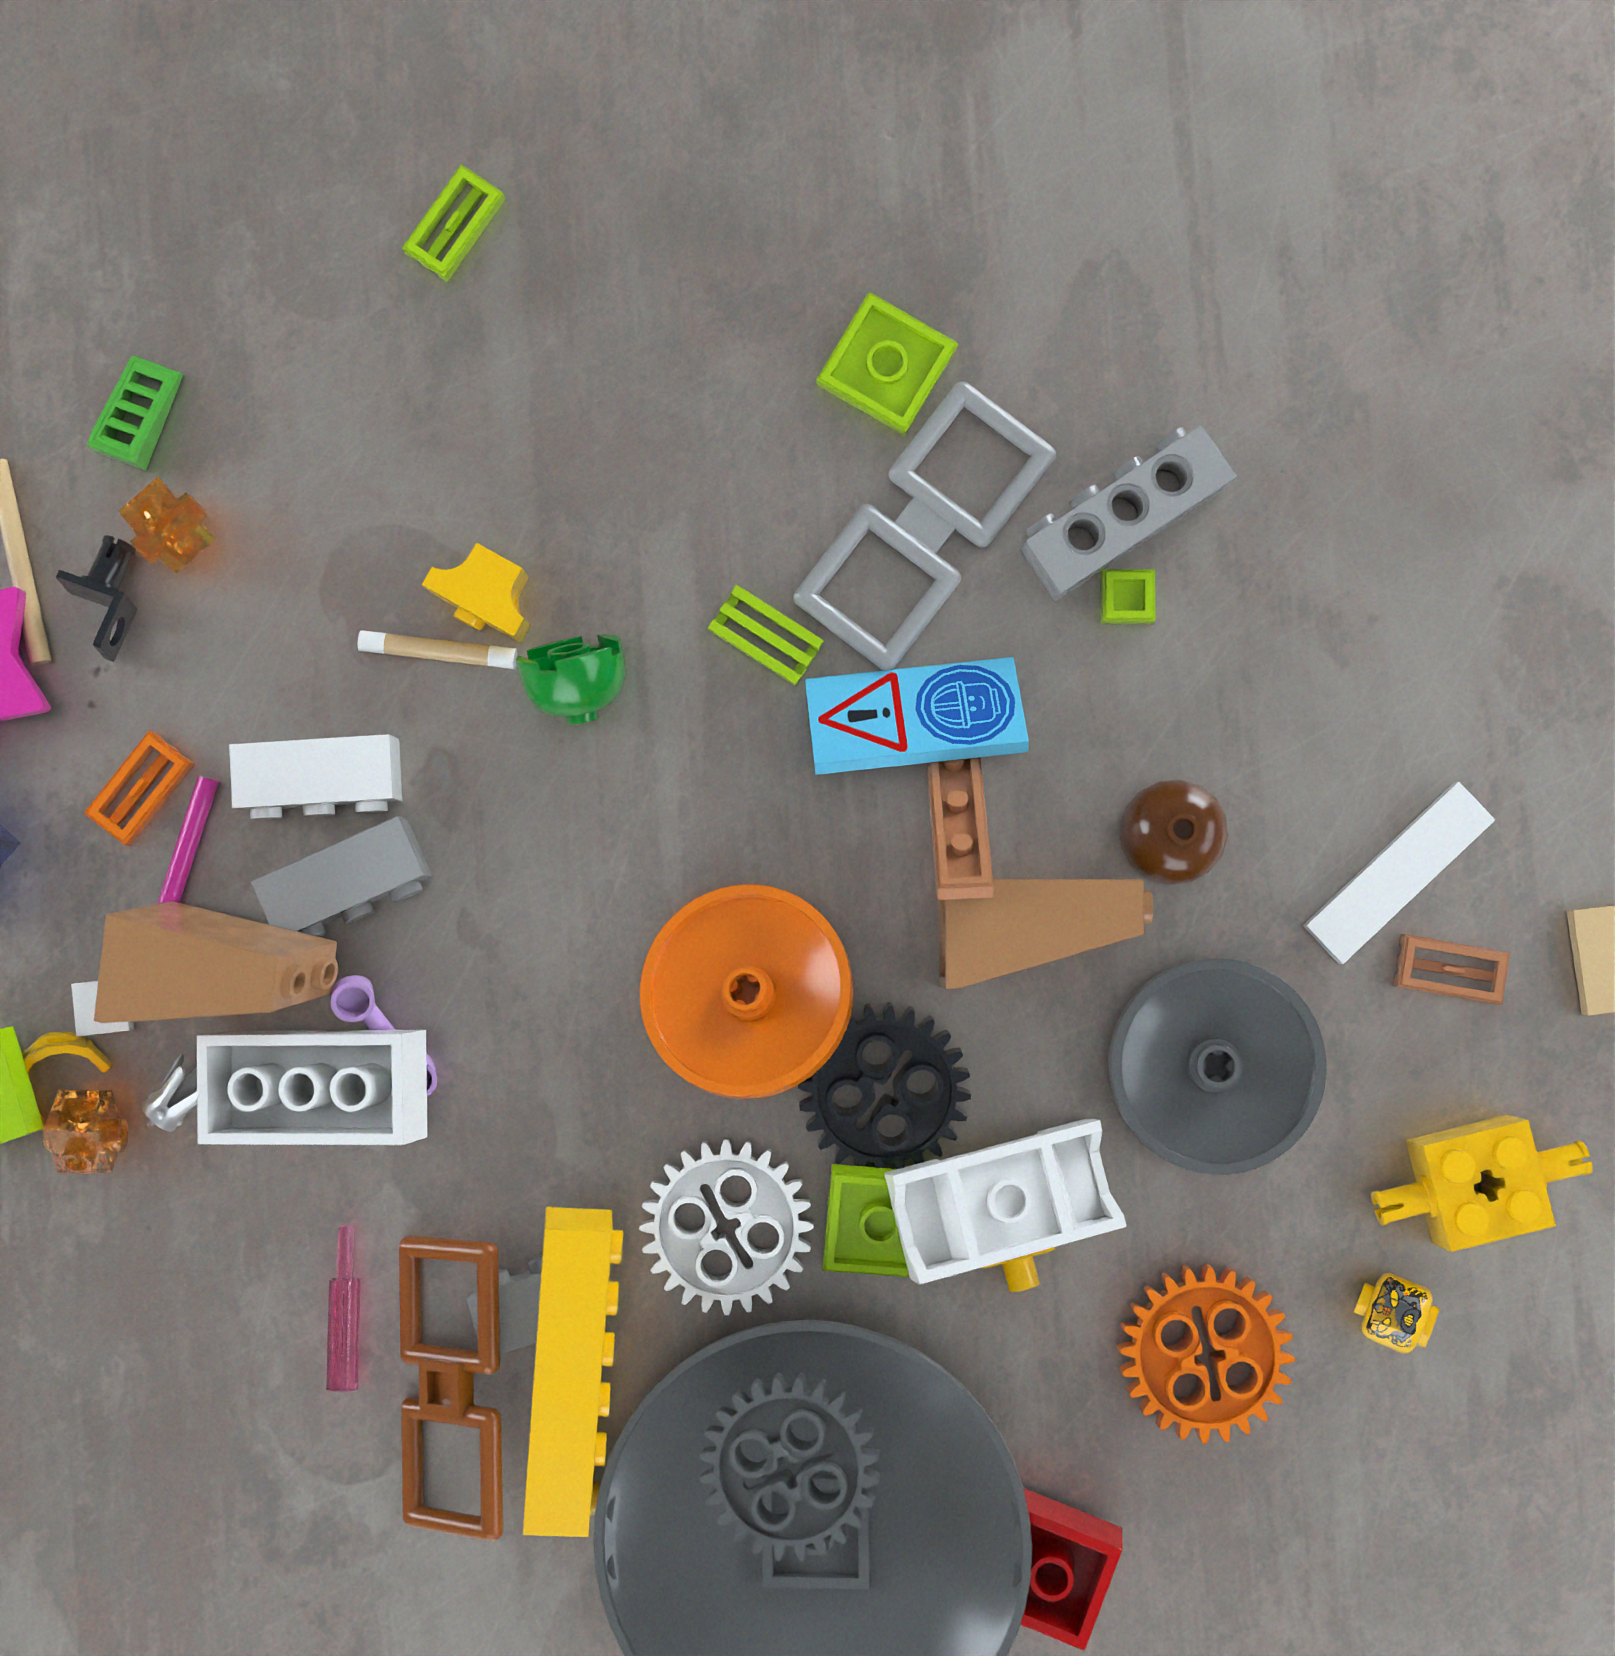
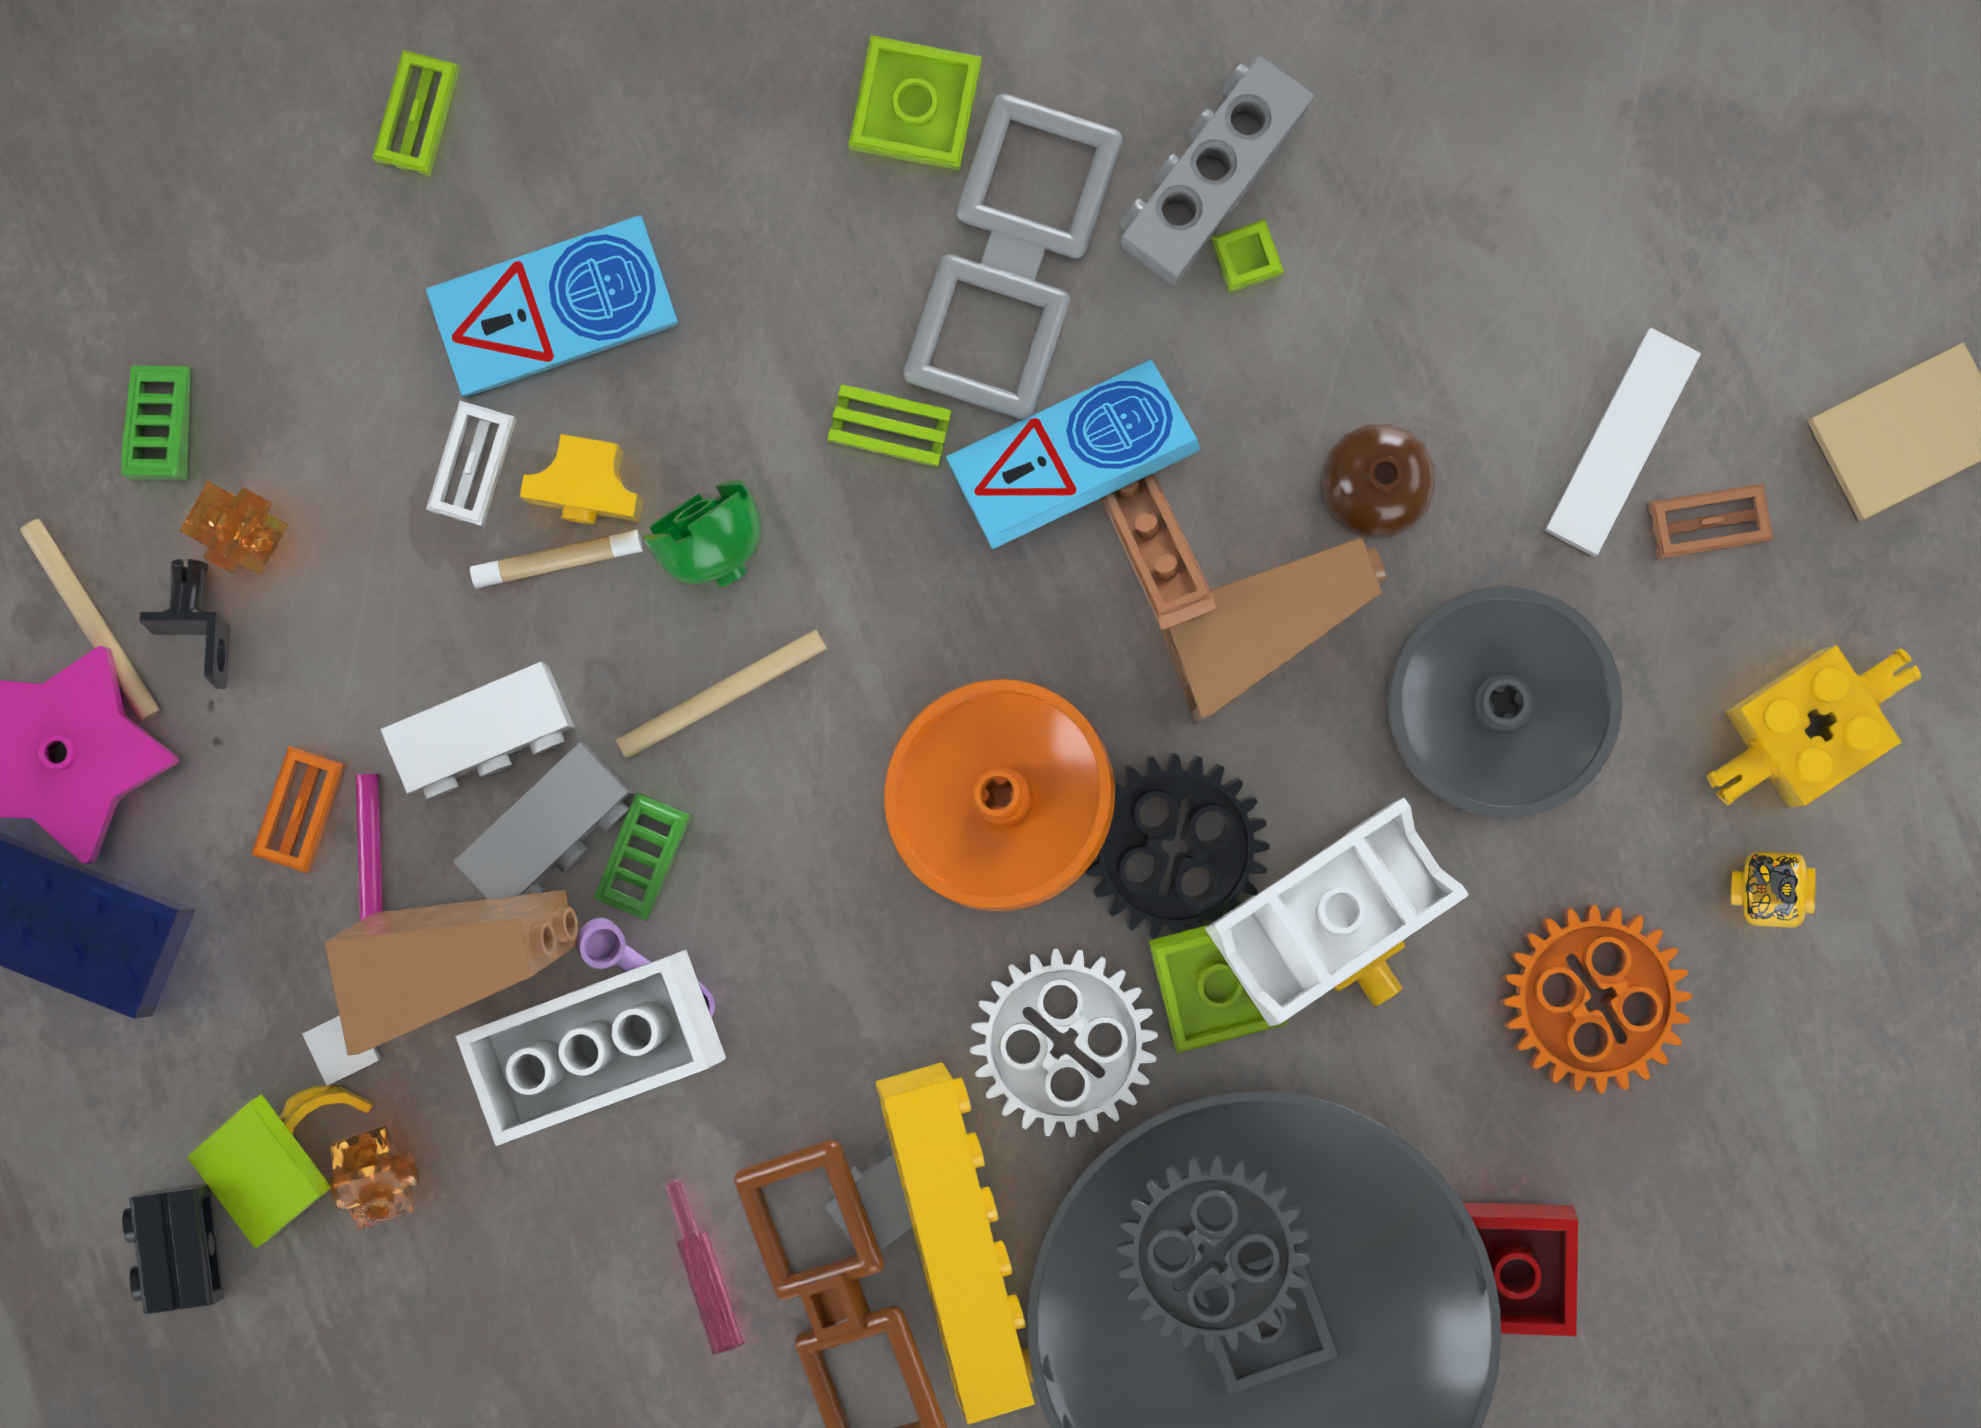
camera: 20 degrees left, 0 degrees up
(173, 1098) = (449, 1116): flat silver piece -> none
(408, 555) = (493, 468): none -> white tile
(450, 902) = (631, 827): none -> bright green slope
(511, 430) = (552, 306): none -> medium azure tile
(538, 816) = (721, 694): none -> tan bar

